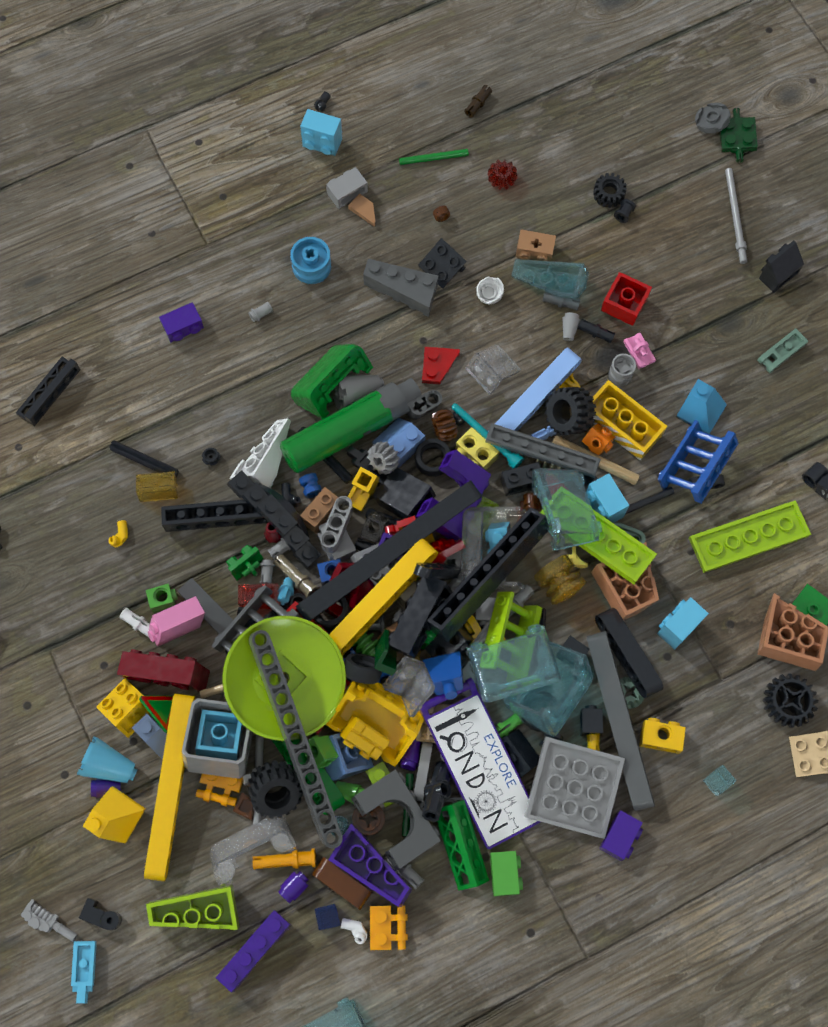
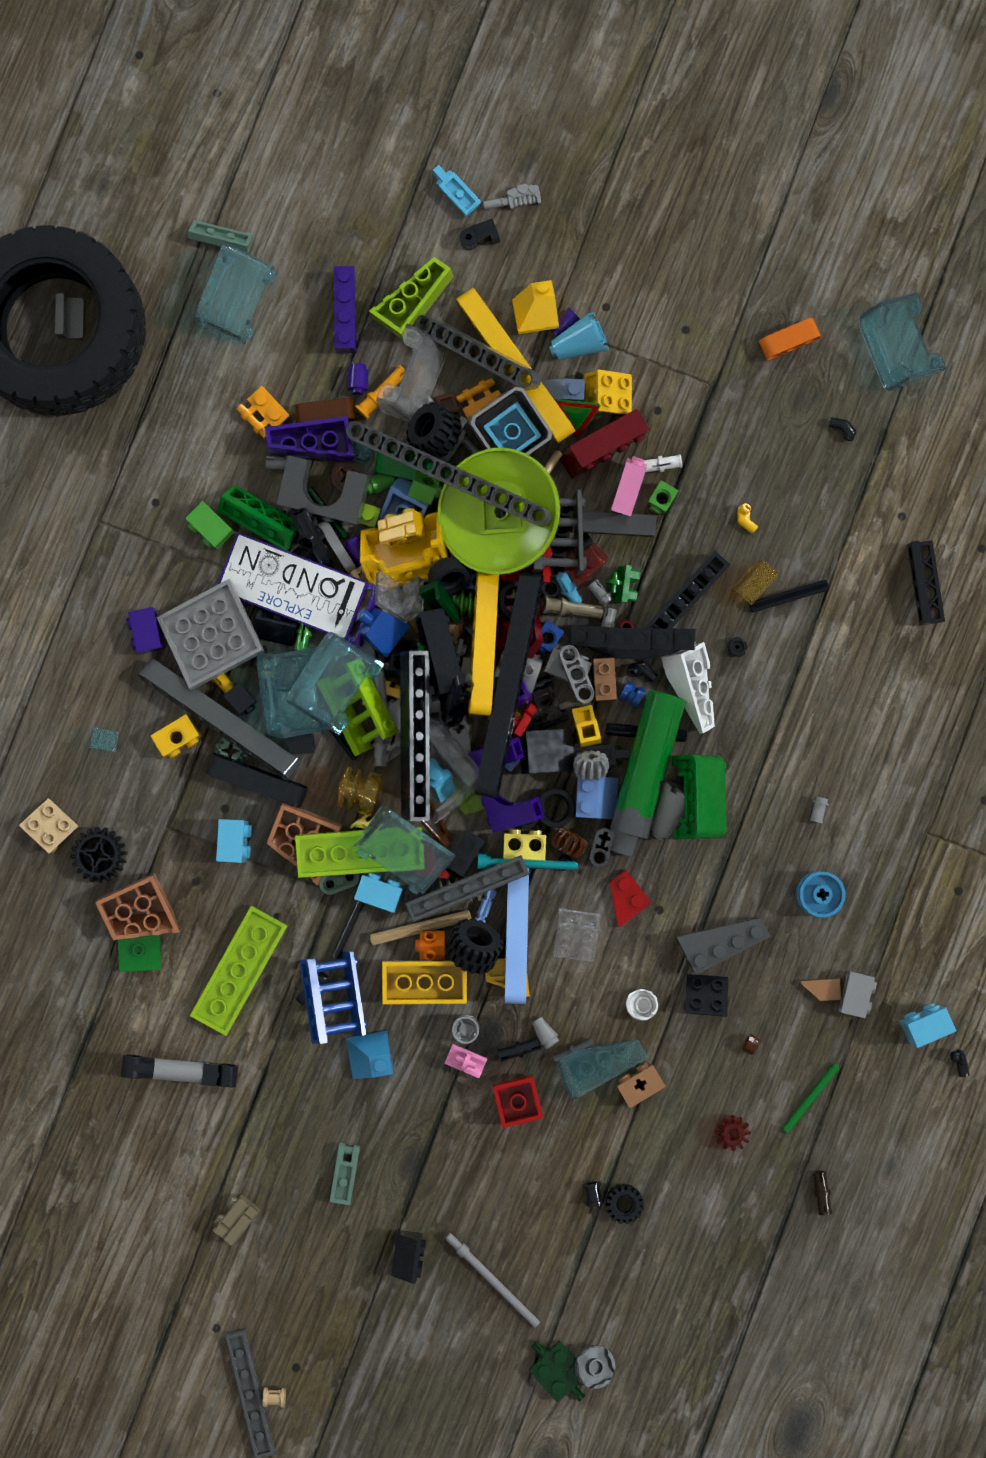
camera: 140 degrees right, 15 degrees up
(181, 322) = (874, 739): dark purple piece -> none
(194, 826) = (485, 356): none -> dark grey beam
(327, 917) = (314, 380): clear blue panel -> none
(356, 928) = (283, 391): white arm -> none
(446, 548) = (473, 731): red wing -> none

